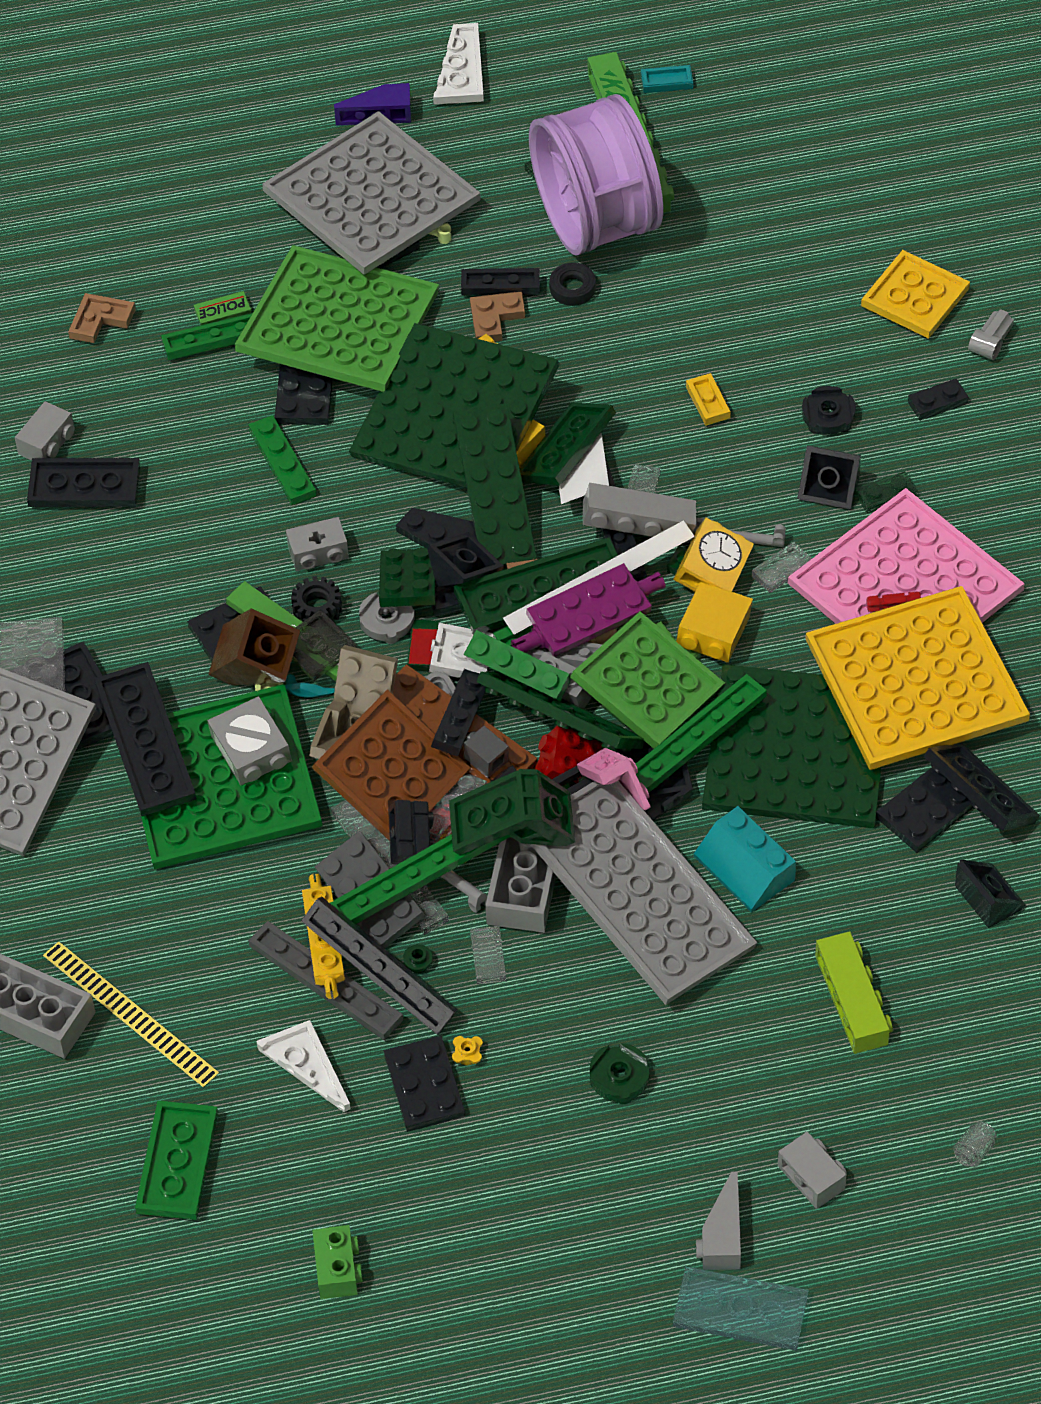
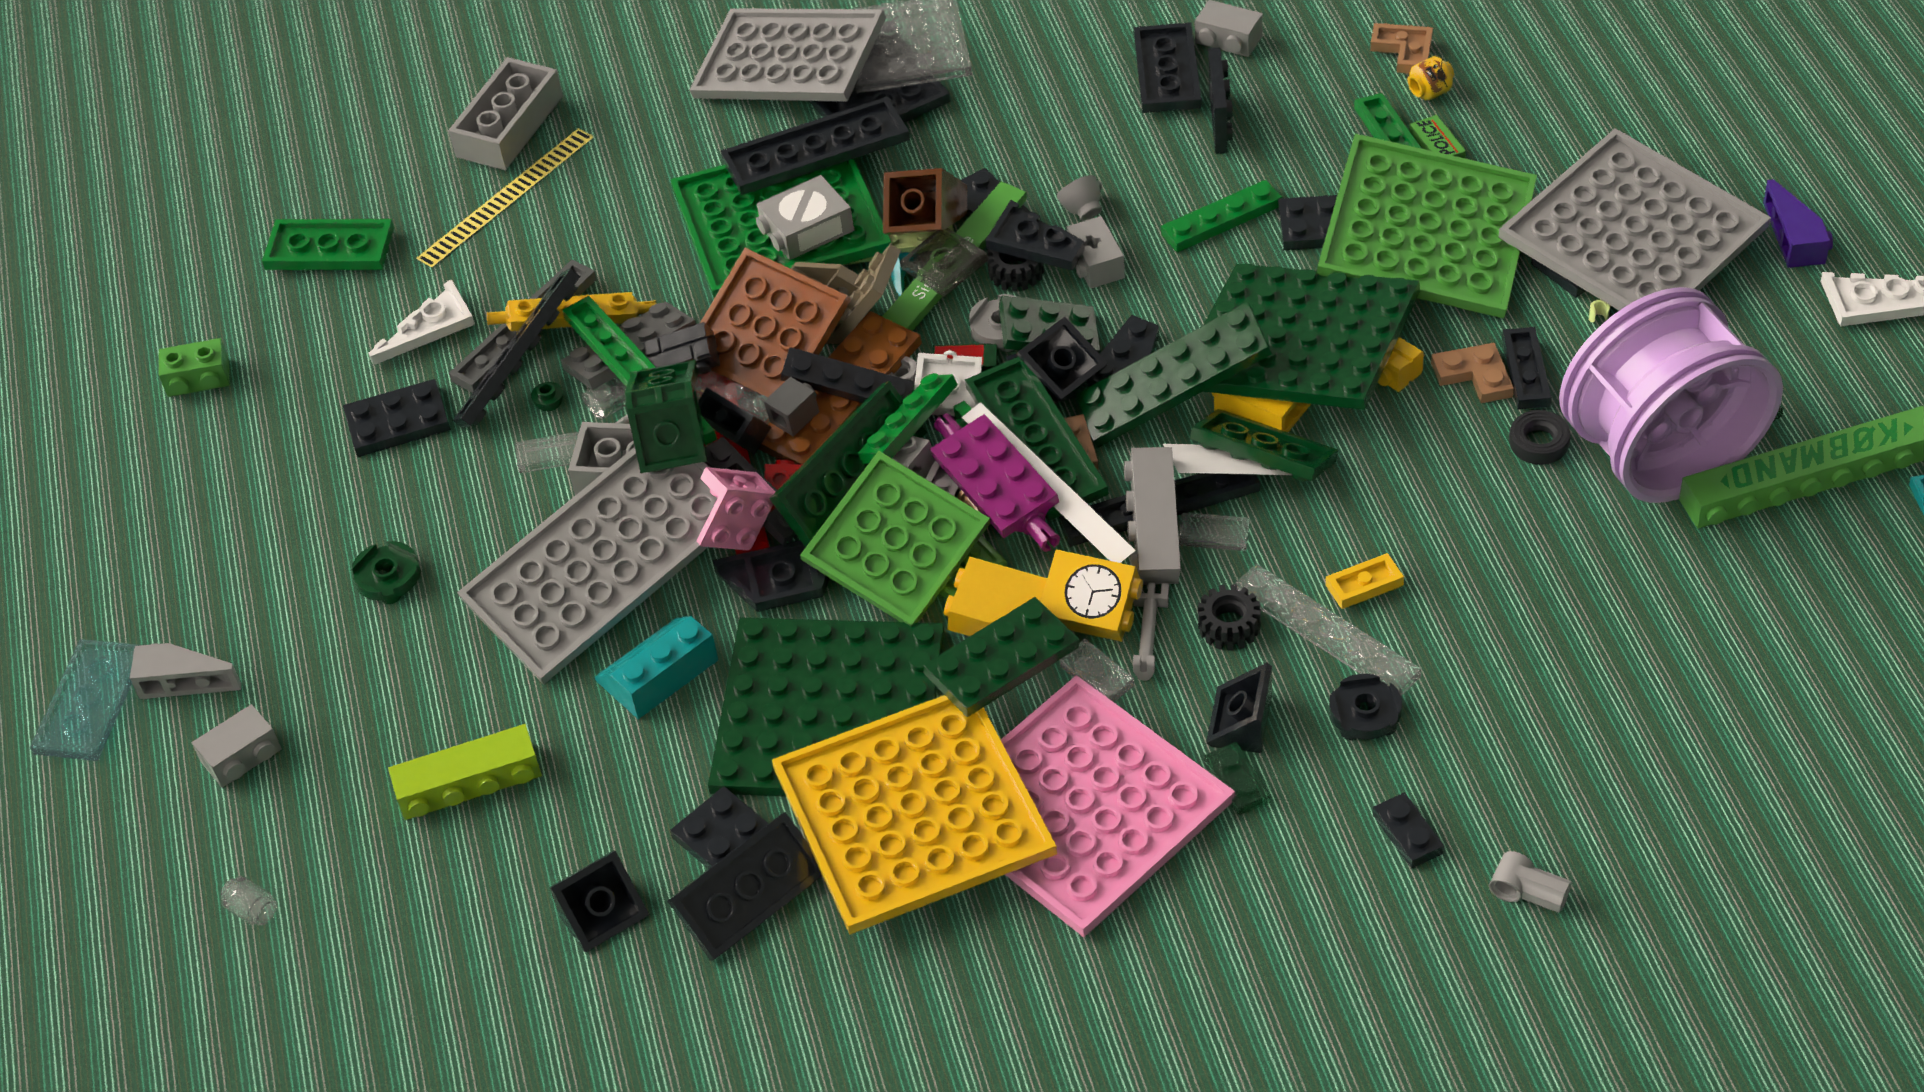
camera: 90 degrees right, 5 degrees down
(152, 300) = (1431, 78): none -> yellow head
(155, 439) = (1220, 104): none -> black plate
(248, 548) = (1082, 197): none -> light grey piece
(309, 577) = (1034, 240): none -> black wing
(467, 1057) = (429, 446): yellow plate -> none
(699, 731) = (823, 594): green plate -> none
(731, 494) = (1229, 632): none -> black tyre
(747, 430) = (1328, 630): none -> clear plate
(782, 610) = (1001, 656): none -> dark green plate
(889, 600) = (1034, 778): red axle -> none
(915, 294) = (1592, 793): yellow plate -> none

